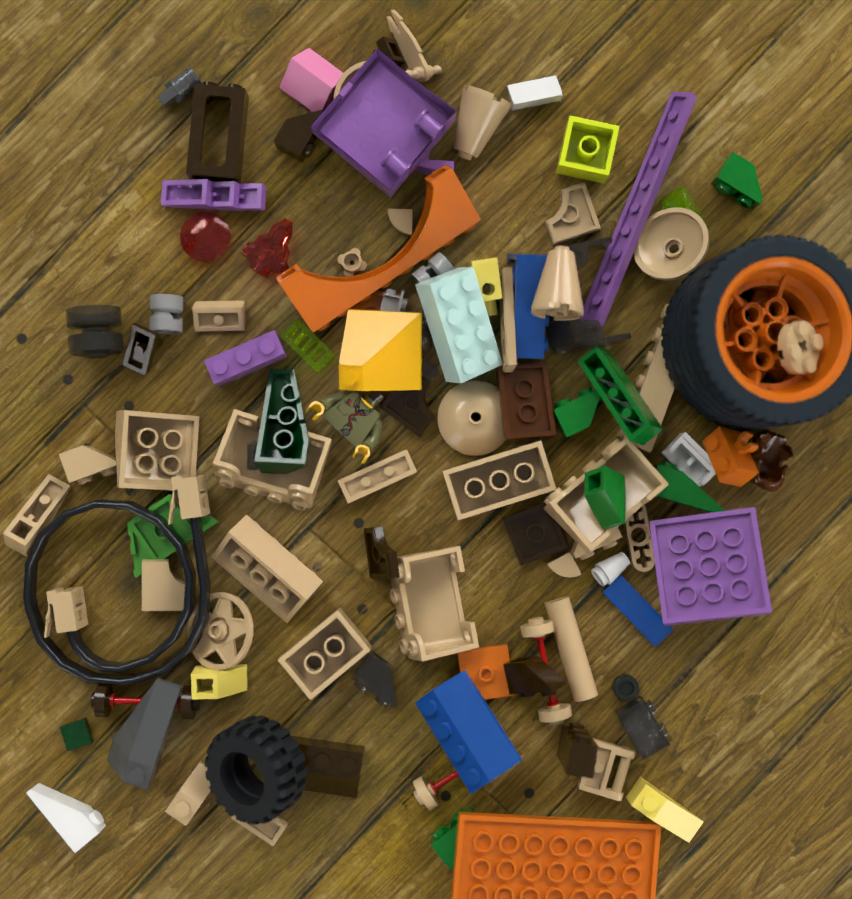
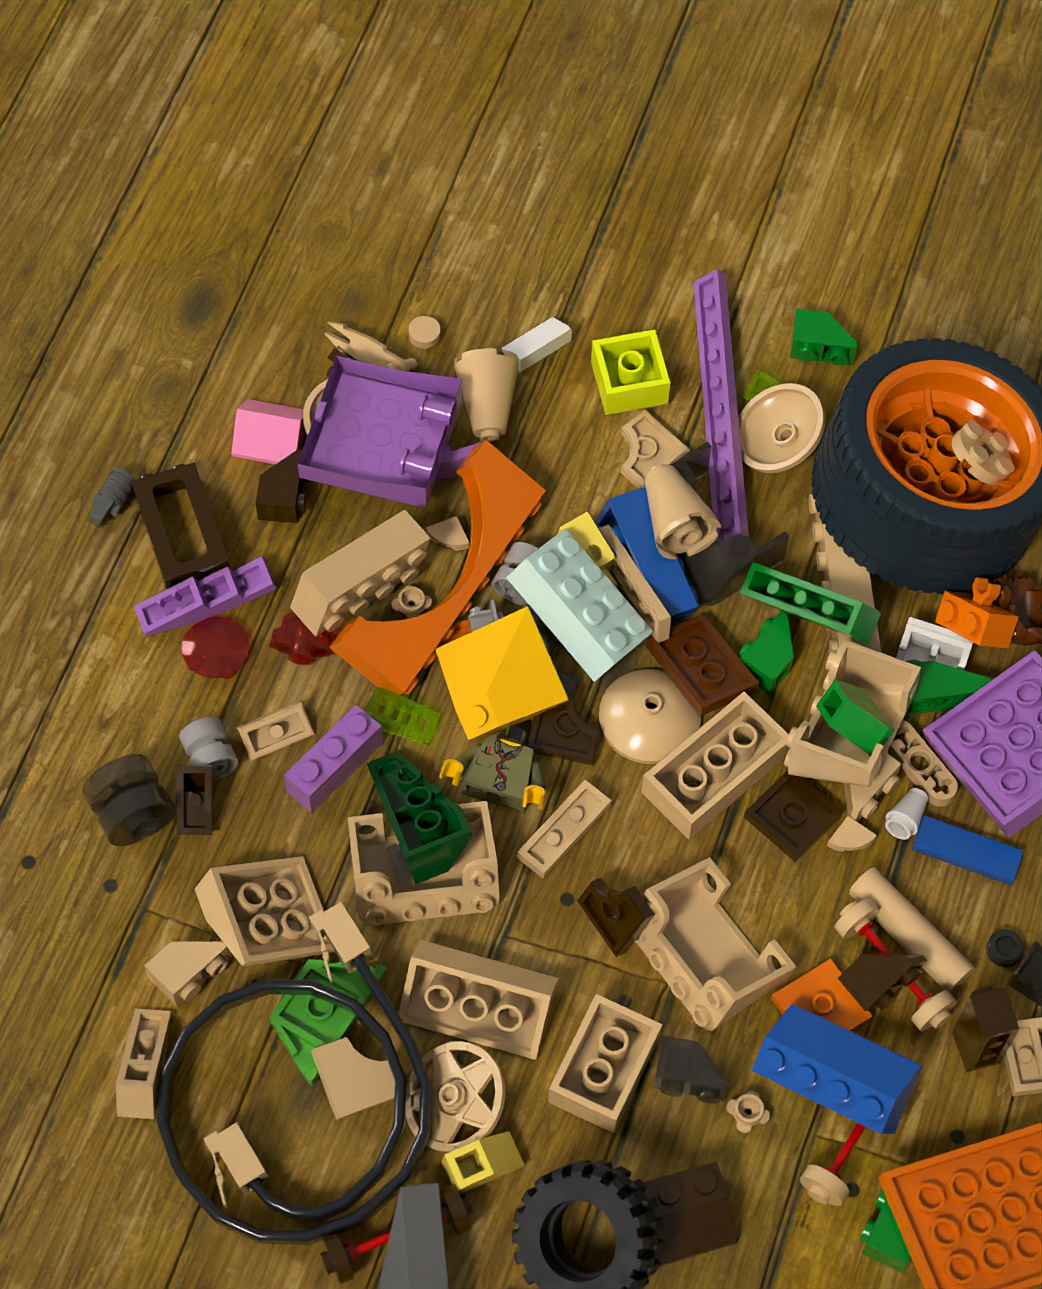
camera: 25 degrees left, 25 degrees down
(319, 231) = (360, 573): none -> tan brick
(399, 725) = (751, 1101): none -> tan plate
(458, 47) = (424, 332): none -> tan tile

